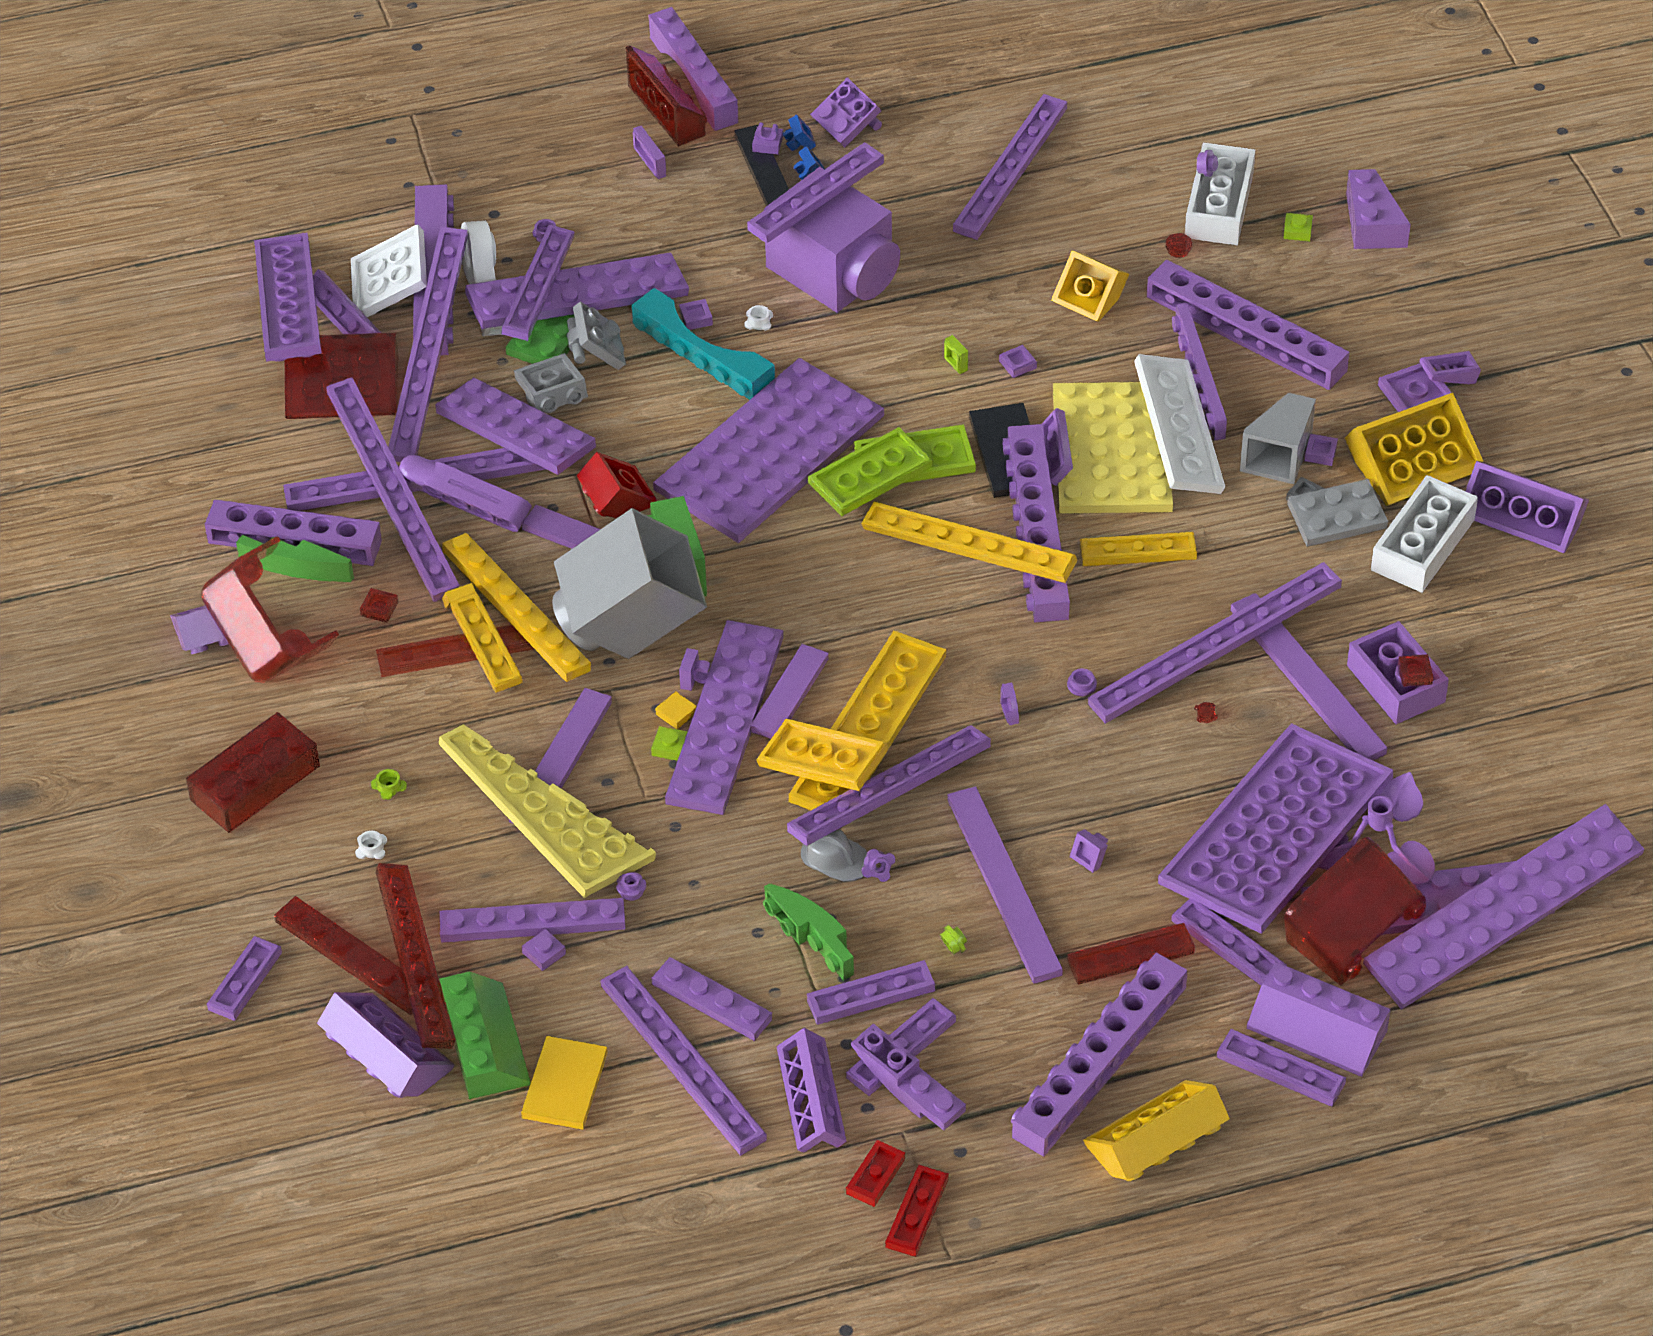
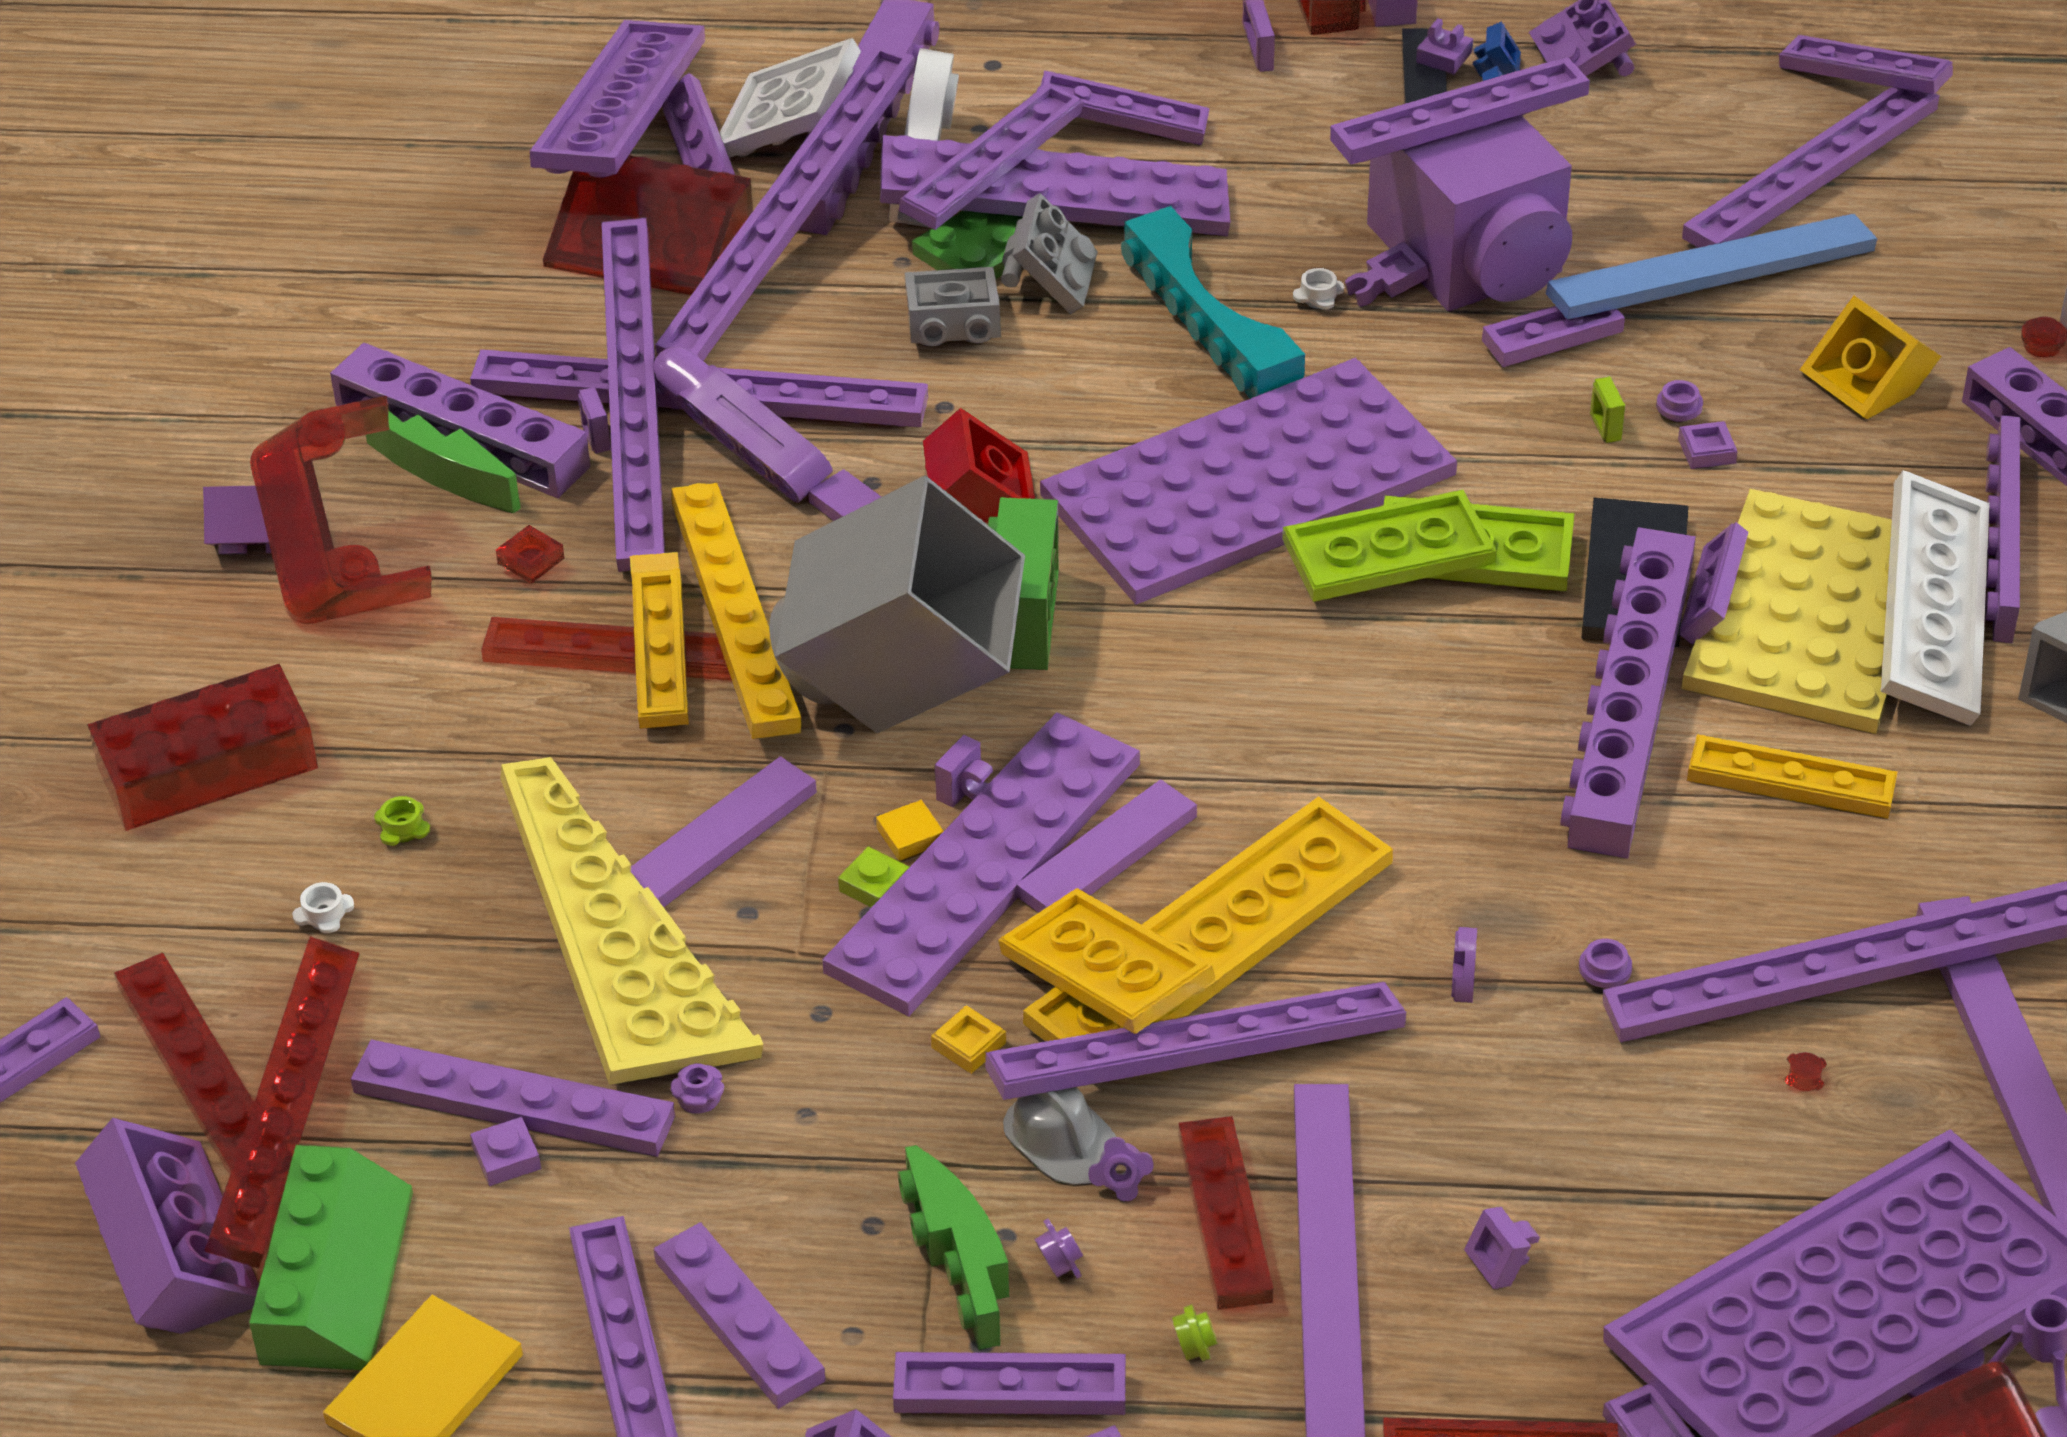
camera: 20 degrees right, 5 degrees down
(374, 510) = (594, 420): none -> medium lavender tile
(515, 426) = (868, 350): medium lavender plate -> none
(596, 225) = (1134, 109): none -> medium lavender tile
(696, 314) = (1222, 261): medium lavender plate -> none
(763, 818) = (968, 1039): none -> yellow tile
(796, 296) = (1388, 272): none -> medium lavender plate
(865, 917) = (1059, 1250): none -> medium lavender plate
(904, 310) = (1546, 333): none -> medium lavender plate
(941, 872) = (1225, 1213): none -> clear red plate
(969, 542) = (1507, 692): yellow tile -> none
(978, 247) = (1710, 266): none -> medium blue tile
(993, 338) = (1679, 401): none -> medium lavender plate
(1016, 90) = (1866, 64): none -> medium lavender tile

